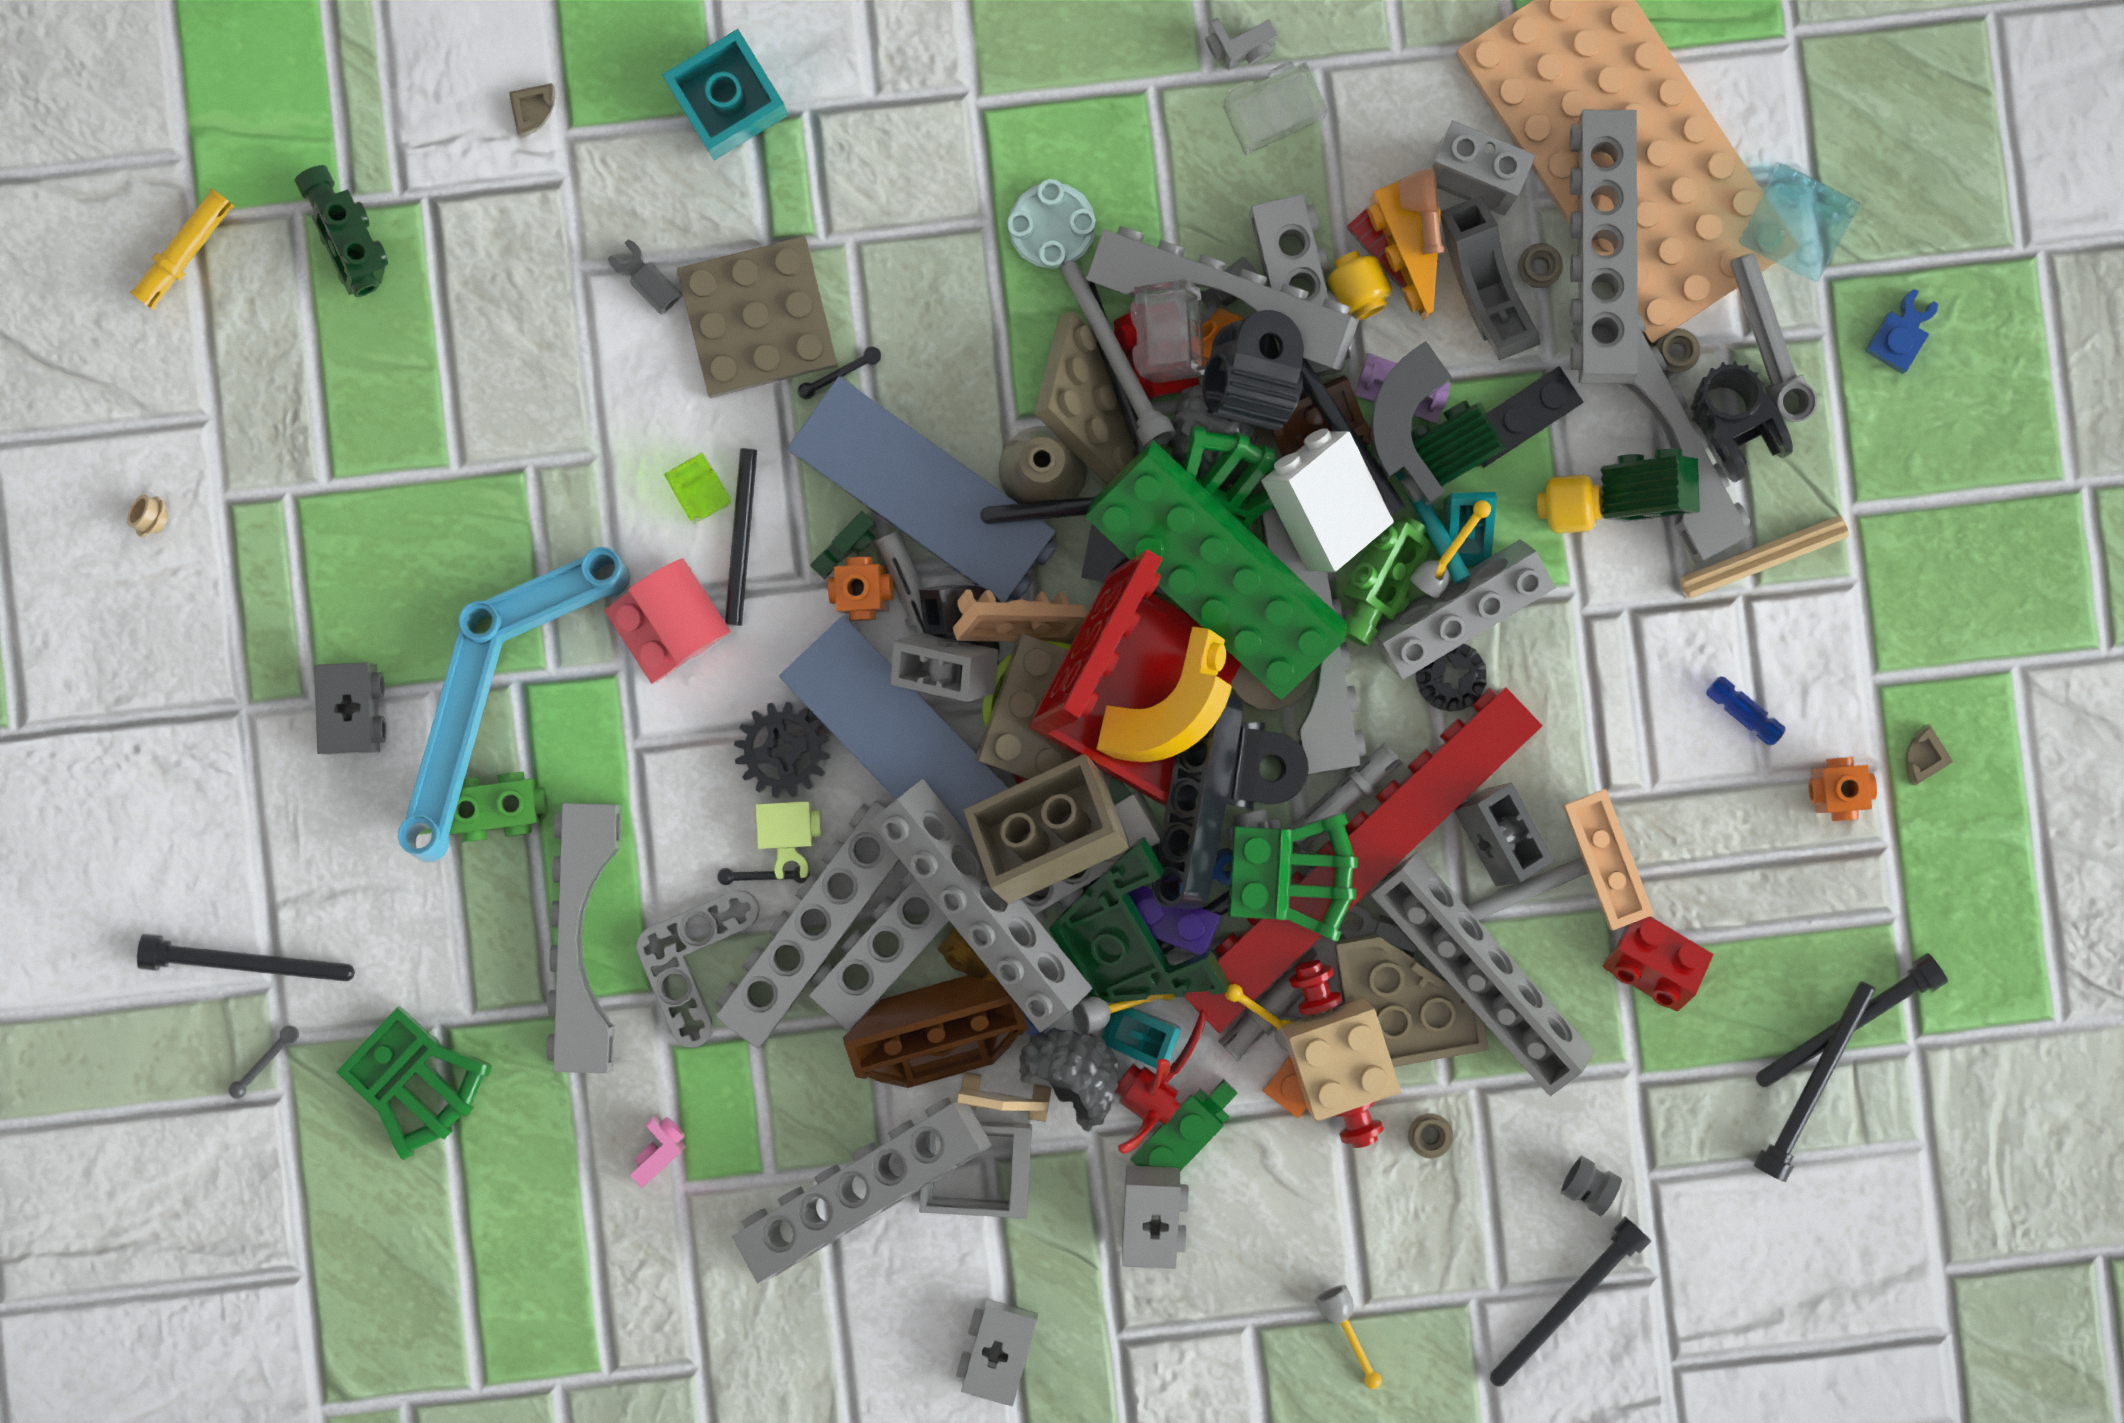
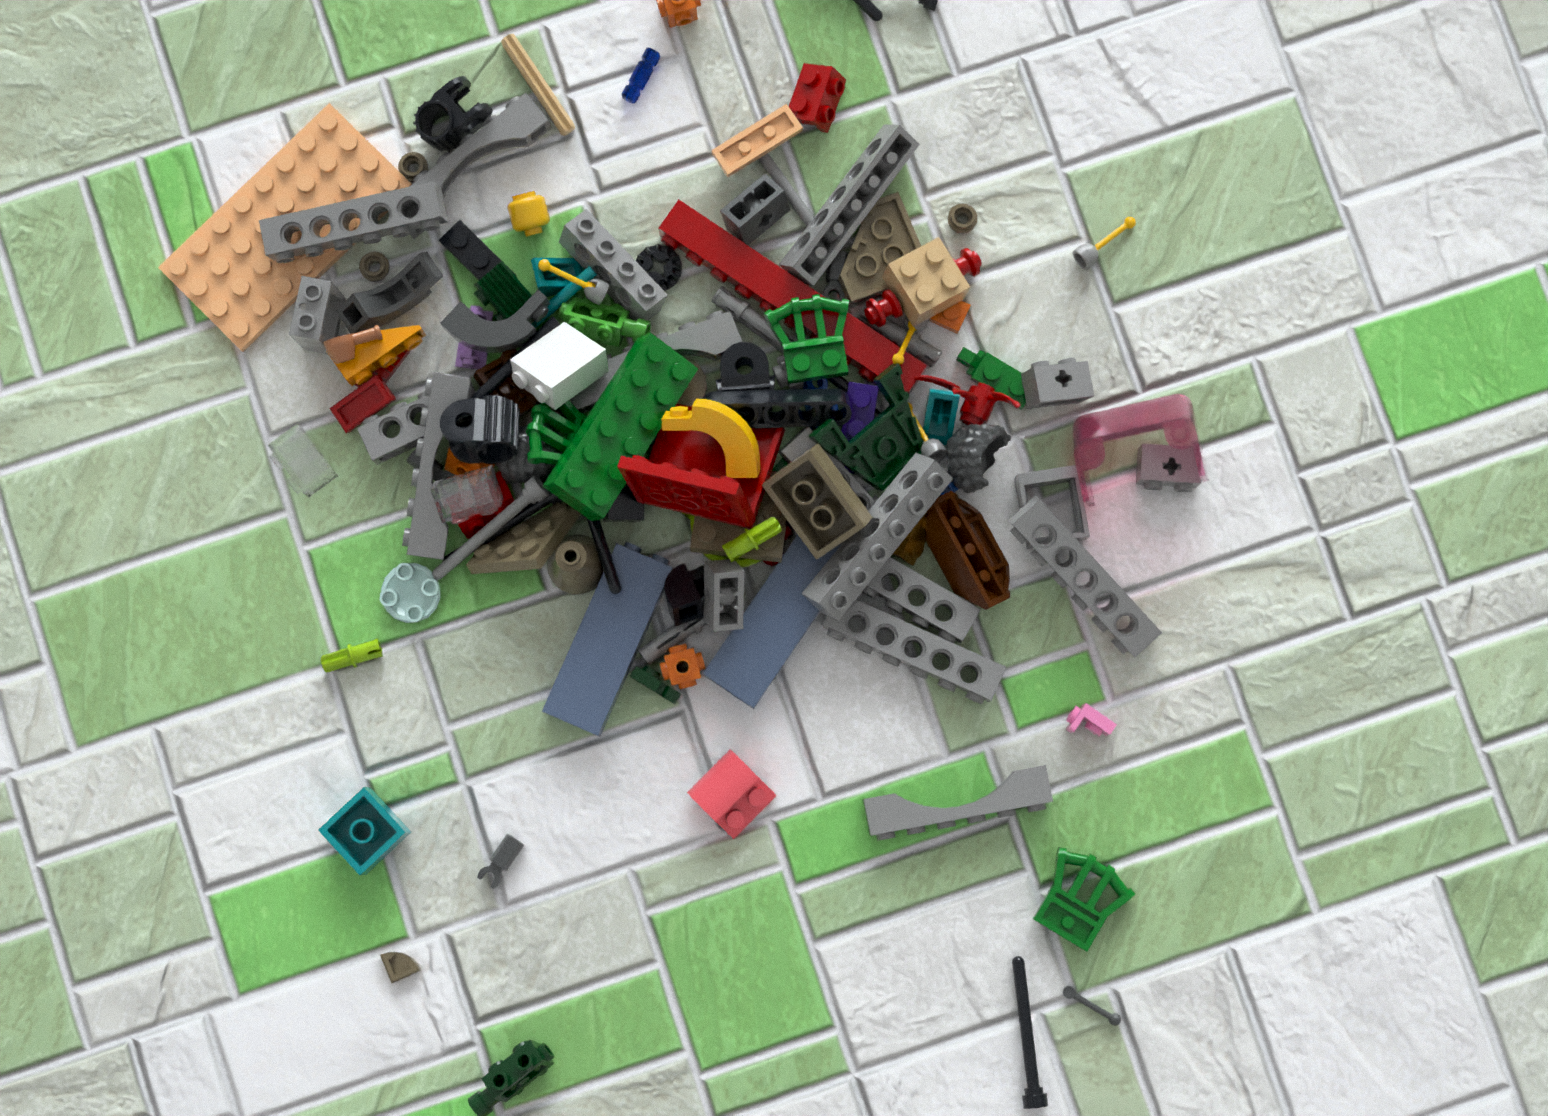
camera: 105 degrees left, 5 degrees down
(339, 686) = (827, 1012): dark grey brick -> none
(470, 680) = (800, 918): medium azure piece -> none
(490, 809) = (885, 885): bright green brick -> none
(676, 963) = (961, 738): light grey beam -> none
(698, 488) = (637, 792): clear neon green panel -> none
(727, 876) = (883, 667): black hinge -> none
(741, 537) = (664, 757): black bar -> none
(757, 317) = (512, 778): dark tan plate -> none
(762, 755) = (795, 683): black gear -> none
(785, 828) = (854, 682): yellowish green brick -> none
(871, 356) = (523, 695): black hinge -> none
(972, 1096) = (1003, 476): tan flag -> none
(979, 124) = (351, 655): none -> lime axle
(1004, 621) = (676, 541): light nougat plate -> none
(1013, 723) = (751, 538): none -> lime axle
(1069, 1367) = (1171, 413): none -> clear pink windscreen
(1250, 46) = (264, 486): light grey bracket -> none
(1340, 209) = (362, 403): none -> red tile
(1360, 284) = (409, 379): yellow head -> none
(1591, 1185) = (971, 108): dark grey wheel -> none
(1625, 1242) = (1002, 79): black piece -> none
(1650, 487) = (507, 162): dark green brick -> none
(1771, 341) = (394, 107): light grey axle -> none
(1798, 222) = (312, 104): clear light blue bracket -> none
(1899, 336) = (375, 28): blue plate -> none

